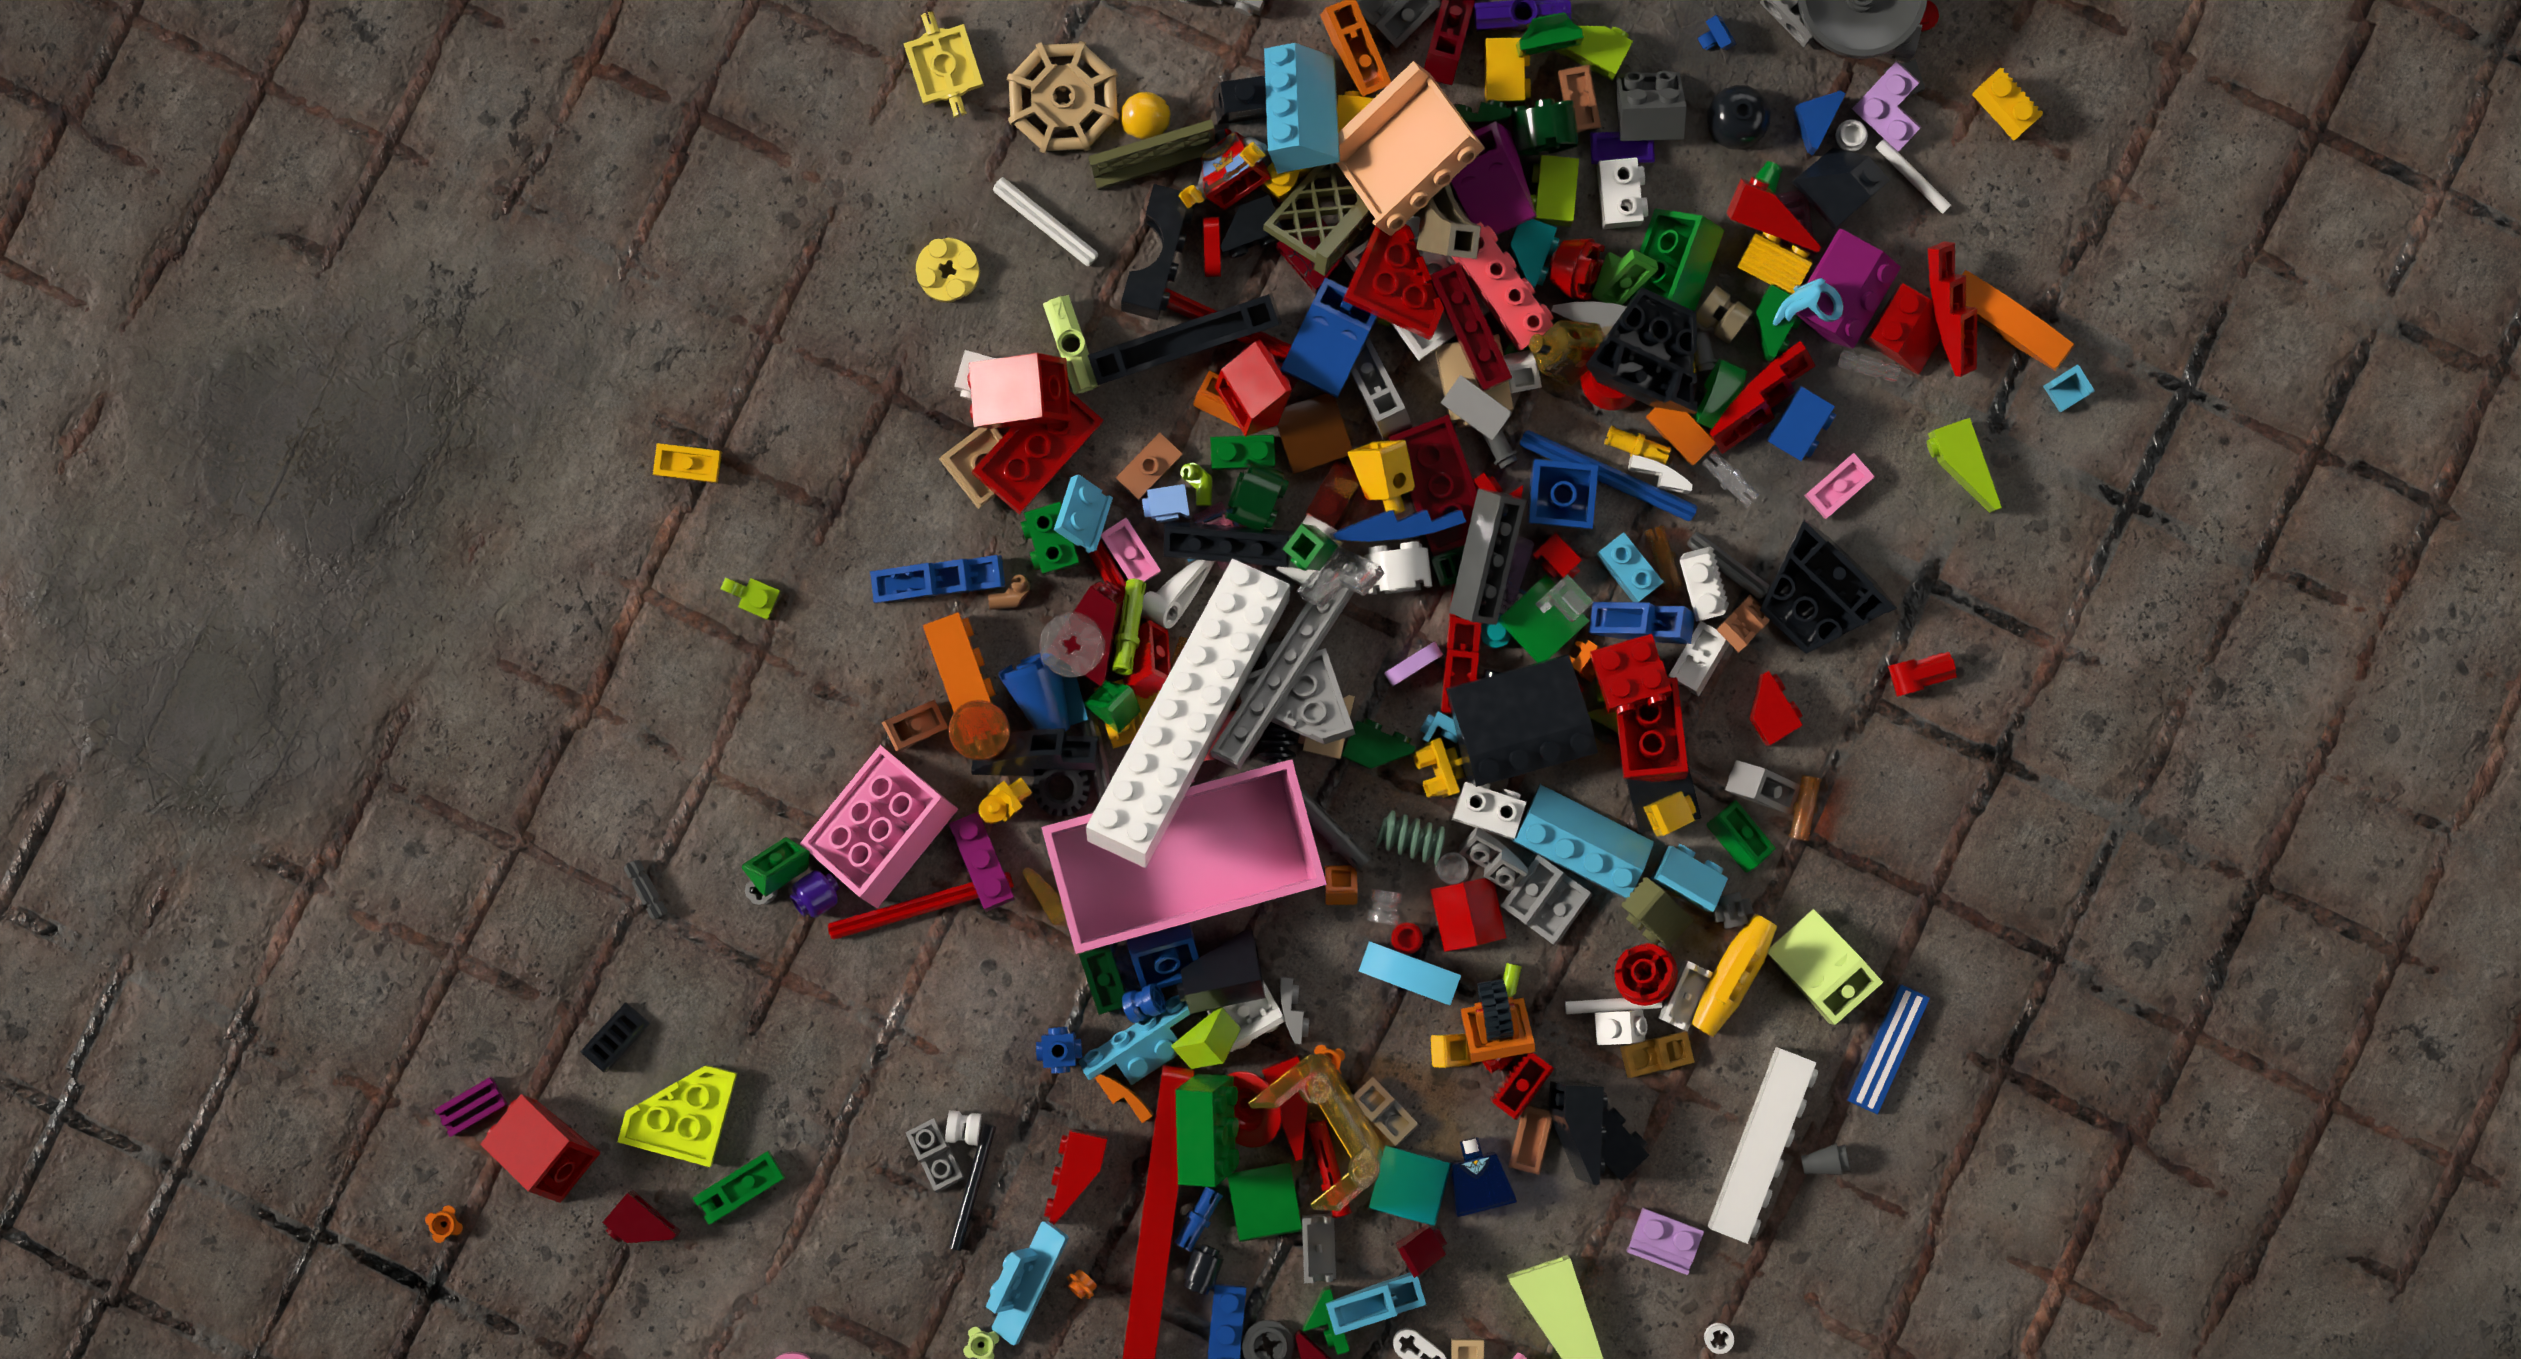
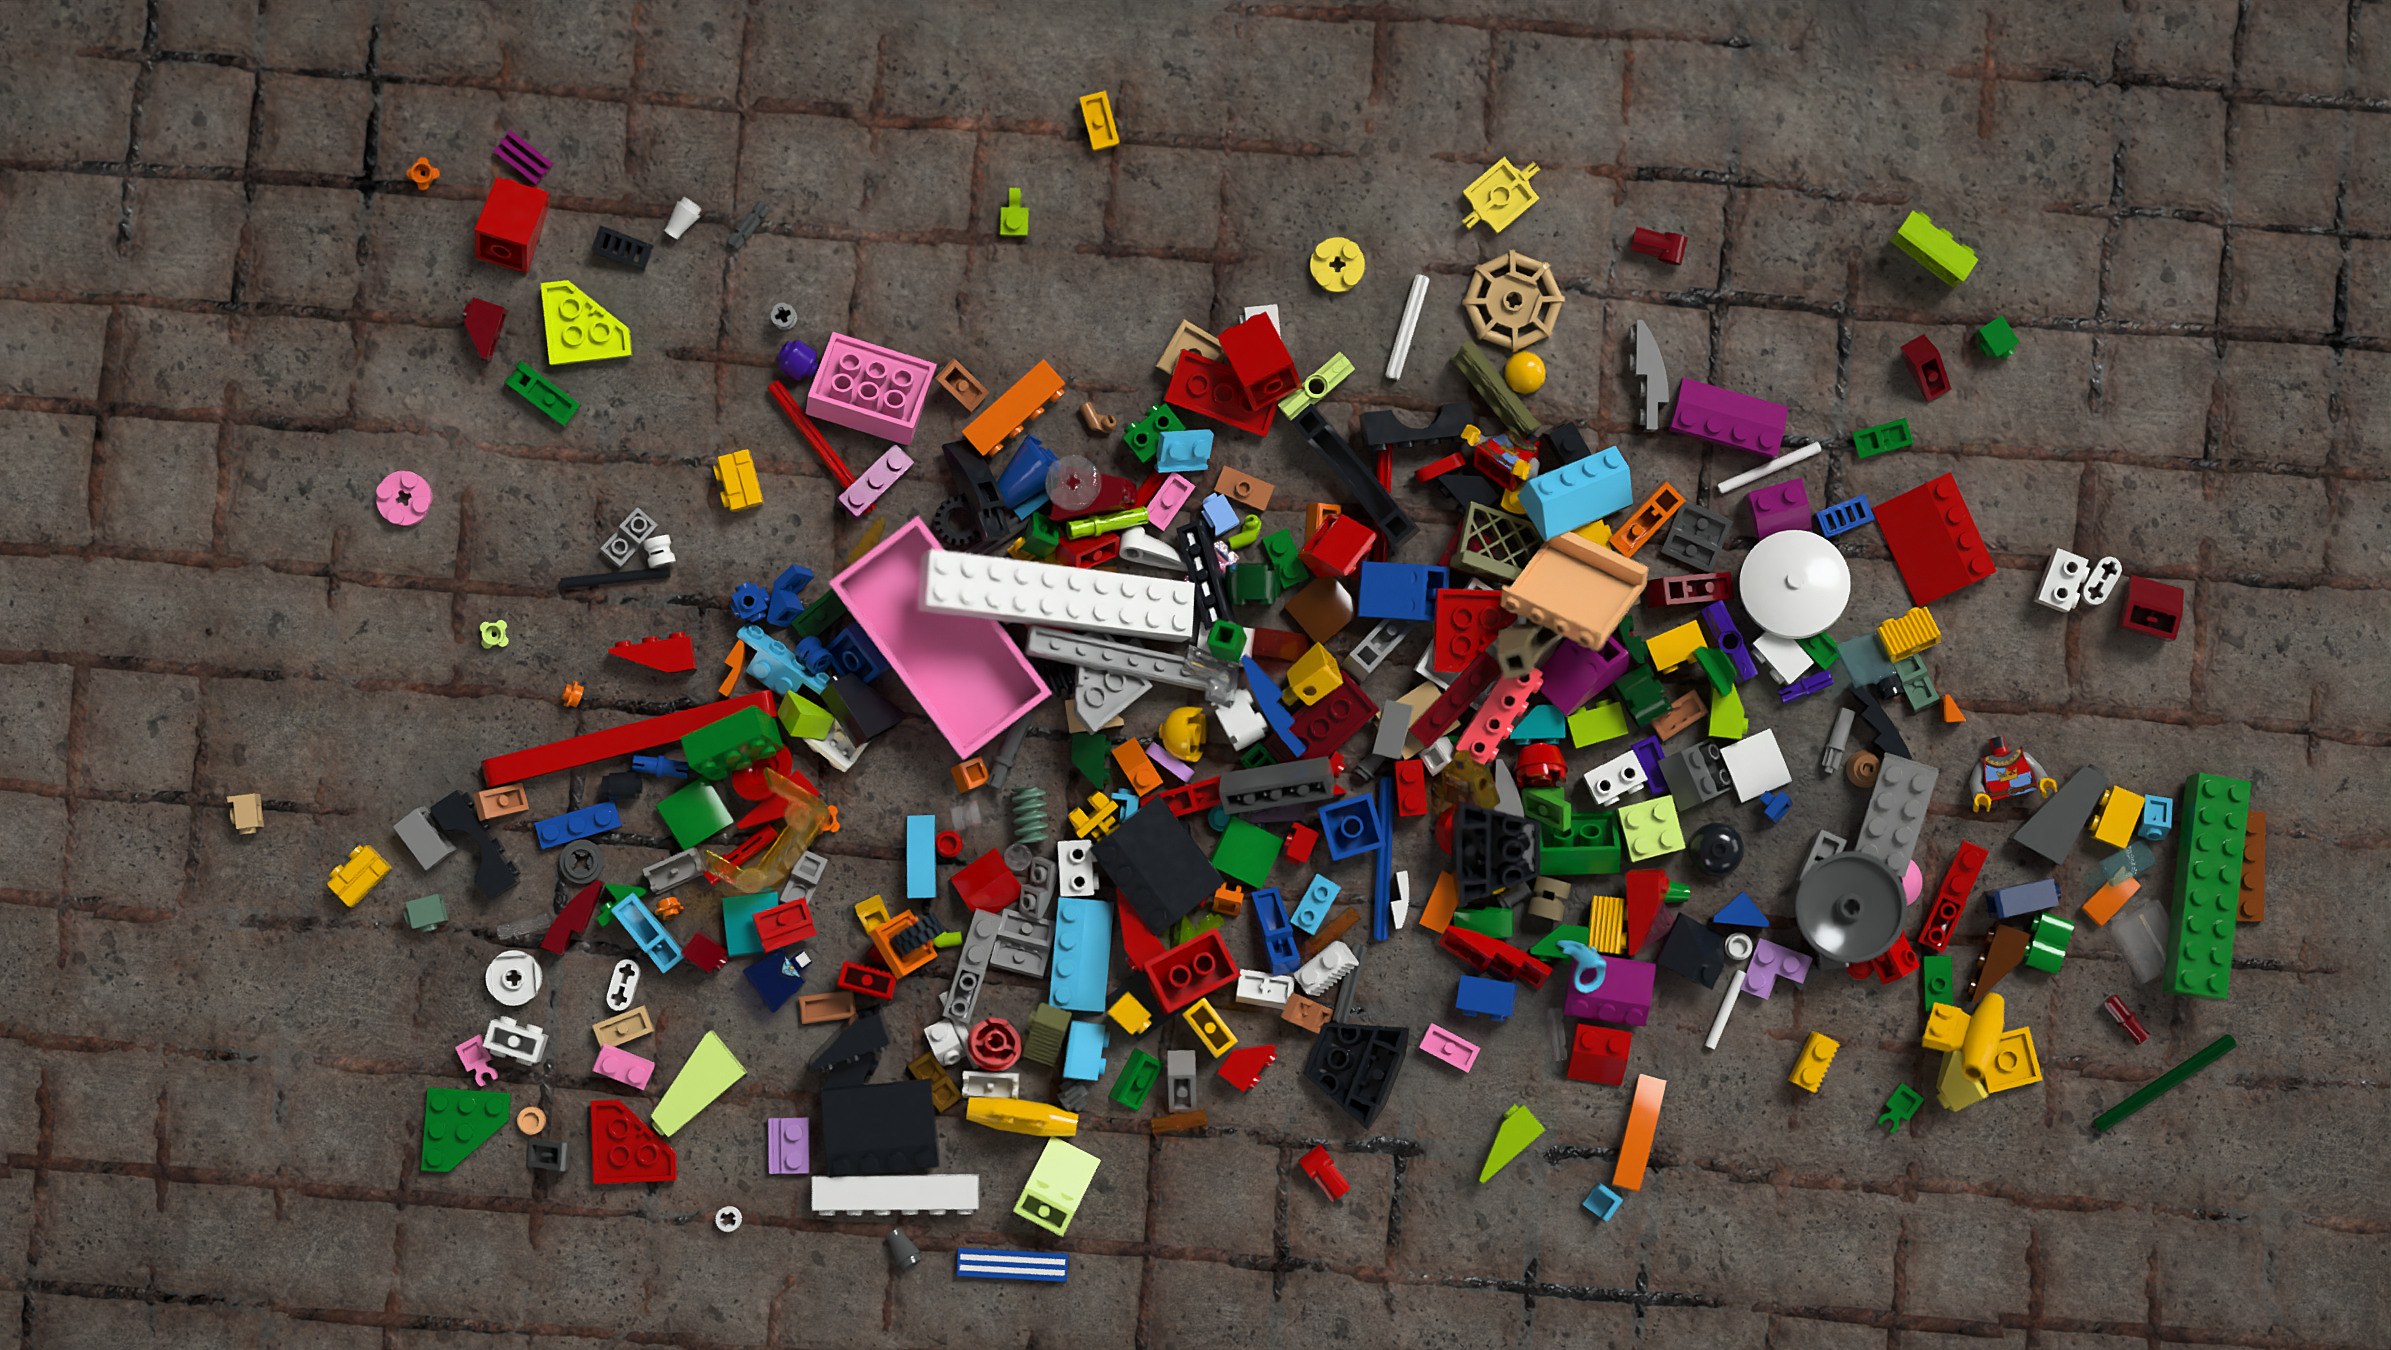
camera: 70 degrees right, 0 degrees up
(607, 957) = (683, 217): none -> white cone
(777, 865) = (807, 321): green slope -> none
(921, 1010) = (739, 481): none -> yellow brick
(937, 579) = (1086, 356): blue slope -> none
(979, 730) = (977, 437): clear orange head -> none
(1004, 801) = (929, 479): yellow hips -> none
(1024, 1281) = (556, 647): medium azure bracket -> none
(1073, 1012) = (784, 600): none -> blue slope
(1296, 1024) = (848, 779): light grey slope -> none
(1357, 1271) = (668, 908): none -> orange plate
(1388, 635) = (1184, 732): none -> yellow cylinder
(1405, 700) = (1137, 767): none -> orange slope
(1425, 1151) = (784, 924): none -> red plate
(1545, 416) = (1410, 788): none -> red brick
(1550, 965) = (972, 965): none -> light grey slope
(1567, 598) = (1269, 863): clear panel -> none
(1593, 772) = (1137, 936): none -> red slope
(1631, 675) = (1227, 937): red plate -> none
(1637, 445) = (1417, 872): yellow pin -> none
(1666, 39) = (1755, 765): none -> white slope
(1687, 1134) = (880, 1128): none -> black slope
(1689, 177) = (1650, 828): none -> yellowish green brick
(1718, 733) = (1210, 1027): none -> yellow brick
(1730, 479) = (1420, 958): clear pin -> none
(1954, 319) = (1621, 1086): red slope -> none
(2087, 29) = (1903, 1104): none -> green plate

